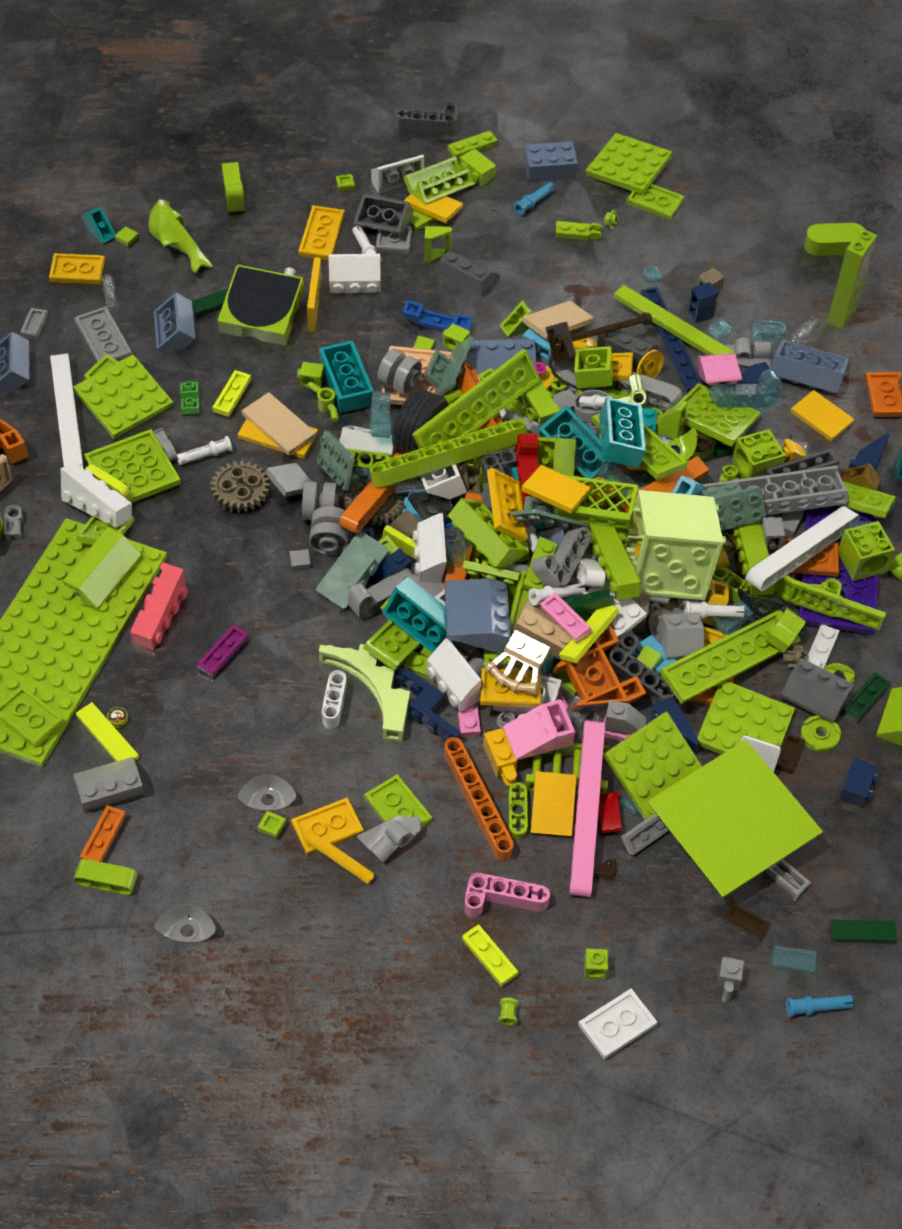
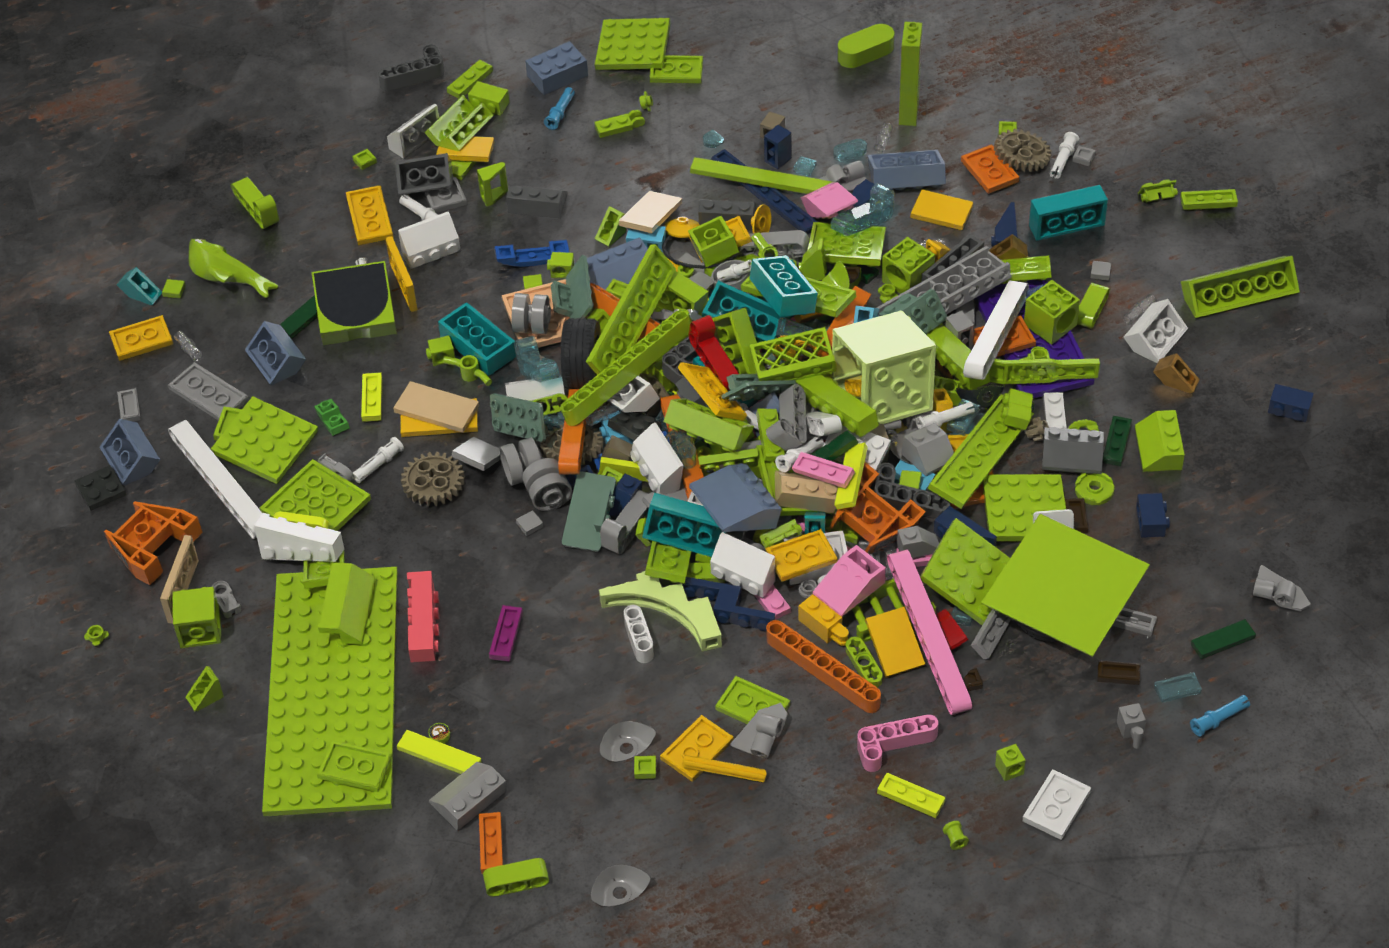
camera: 20 degrees left, 5 degrees down
(526, 651) = (801, 515): plate -> none
(555, 489) = (751, 359): yellow tile -> none
(561, 340) = (670, 226): dark brown tile -> none

